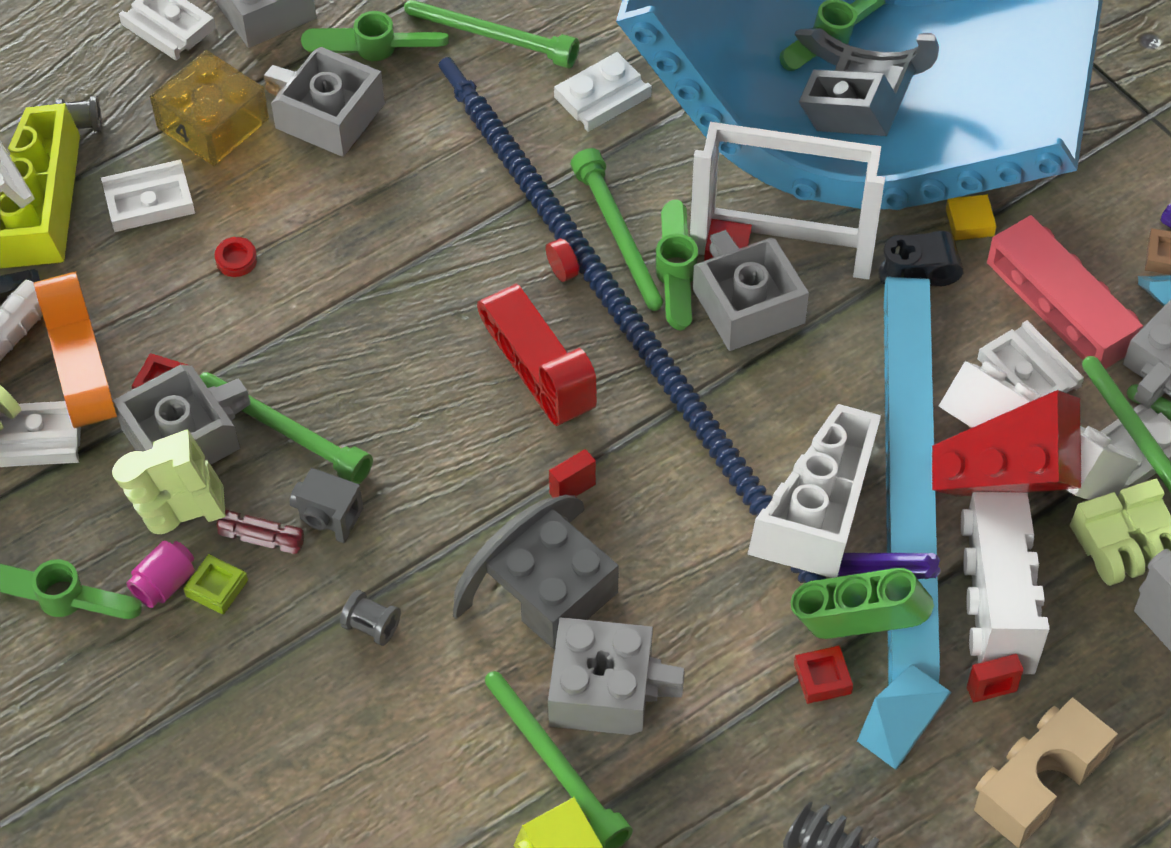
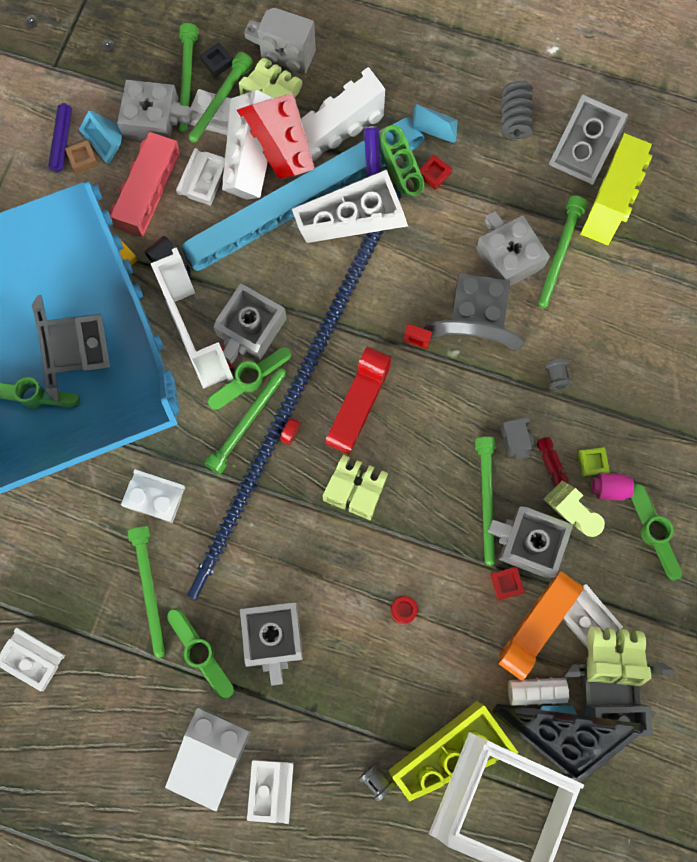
camera: 125 degrees left, 20 degrees up
(147, 195) = (403, 690): white plate -> none
(209, 107) = (320, 704): clear yellow brick -> none
(409, 284) = (343, 490): none -> yellowish green legs
(994, 678) = (392, 102): red tile -> none
(1067, 742) = (400, 61): tan arch -> none

